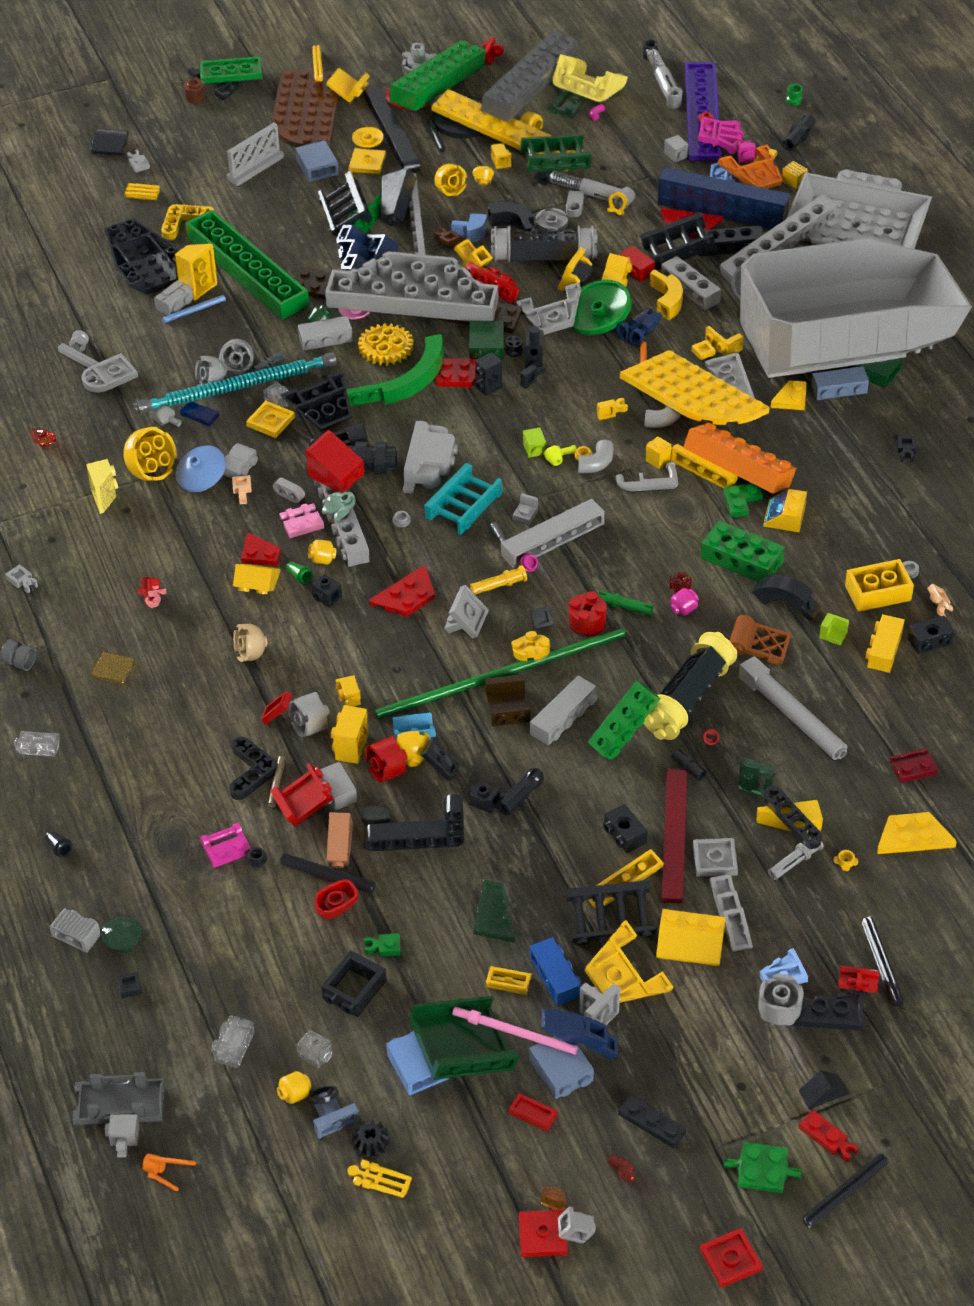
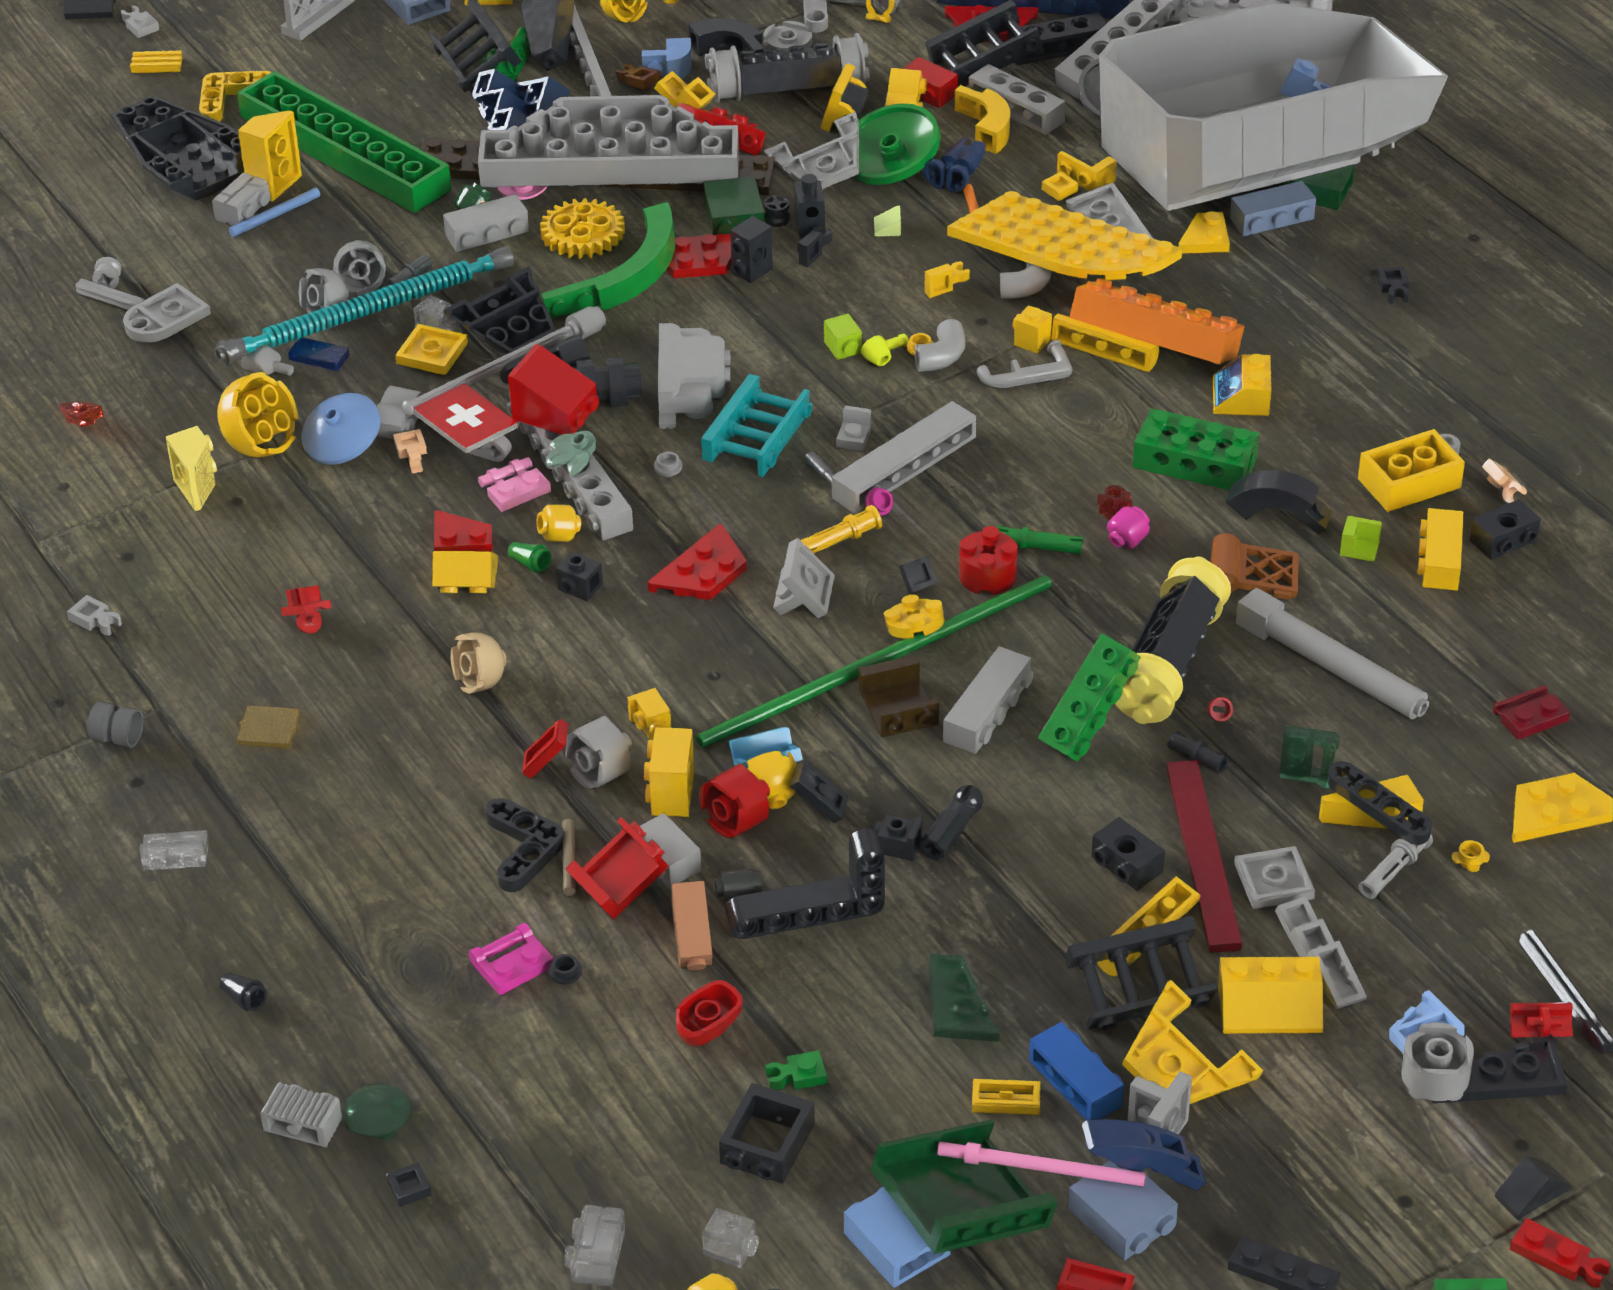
camera: 10 degrees left, 5 degrees down
(280, 471) = (467, 416): none -> flag
(326, 872) = (677, 976): black axle -> none
(584, 363) = (888, 223): none -> yellowish green slope
(738, 496) = (1167, 377): green plate -> none
(881, 293) = (1302, 79): none -> medium blue brick

